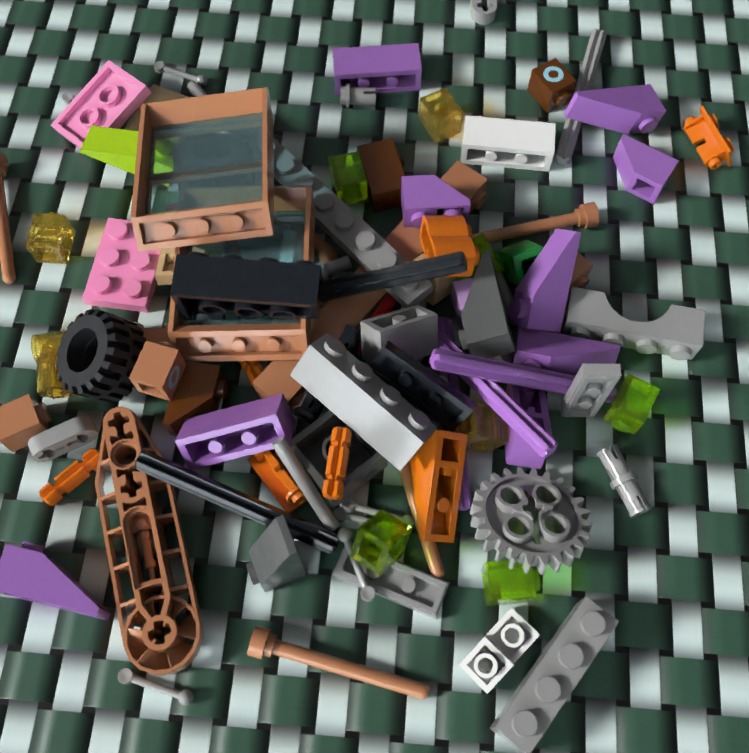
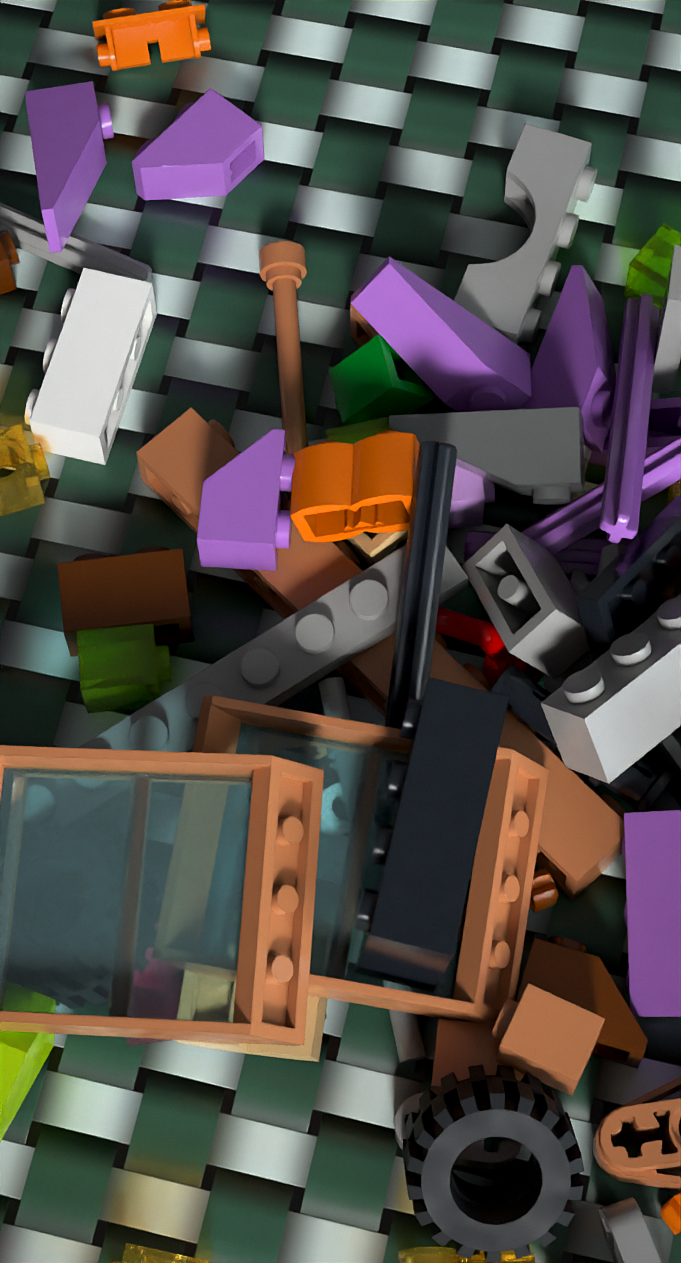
camera: 80 degrees left, 0 degrees up
(120, 273) = (242, 1135): bright pink plate -> none

